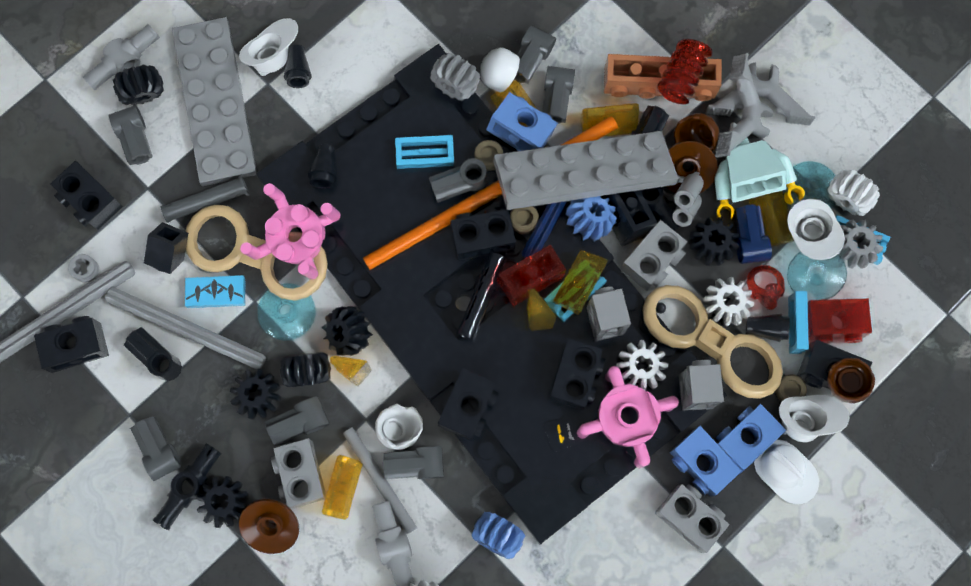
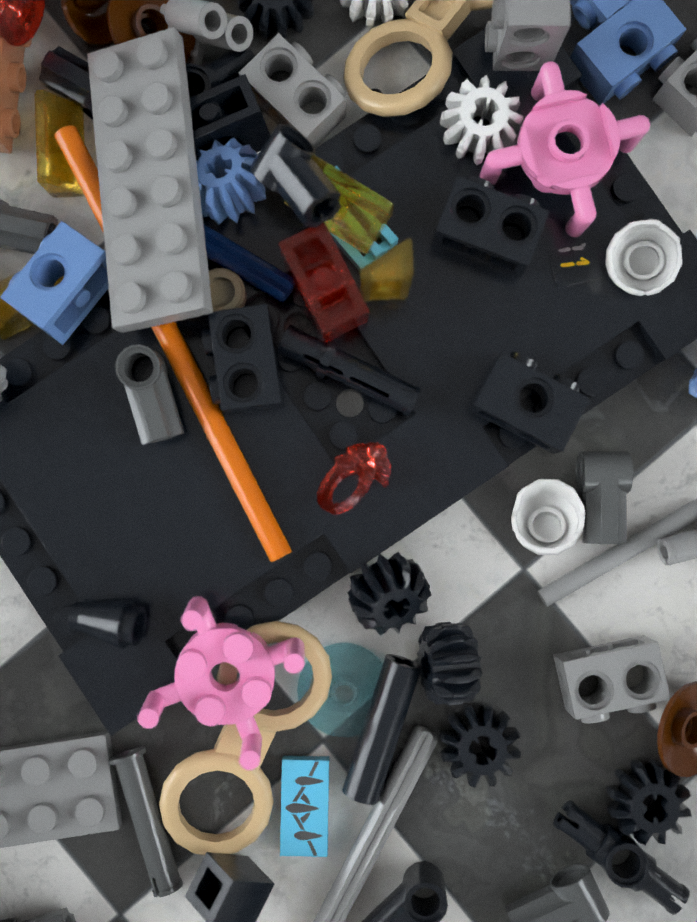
camera: 80 degrees left, 10 degrees up
(263, 333) = (381, 729): none -> black piece
(303, 419) = (523, 667): dark grey piece -> none
(342, 487) = (634, 611): clear yellow slope -> none
(352, 369) = (455, 591): clear yellow slope -> none
(424, 162) = (75, 449): medium azure tile -> none
(426, 304) = (362, 459): none -> clear red piece
(485, 152) = (104, 344): dark tan tile -> none
(563, 470) = (644, 257): none -> white hair
(594, 246) = (288, 169): none -> black piece
(608, 313) = (400, 159): light grey brick -> none

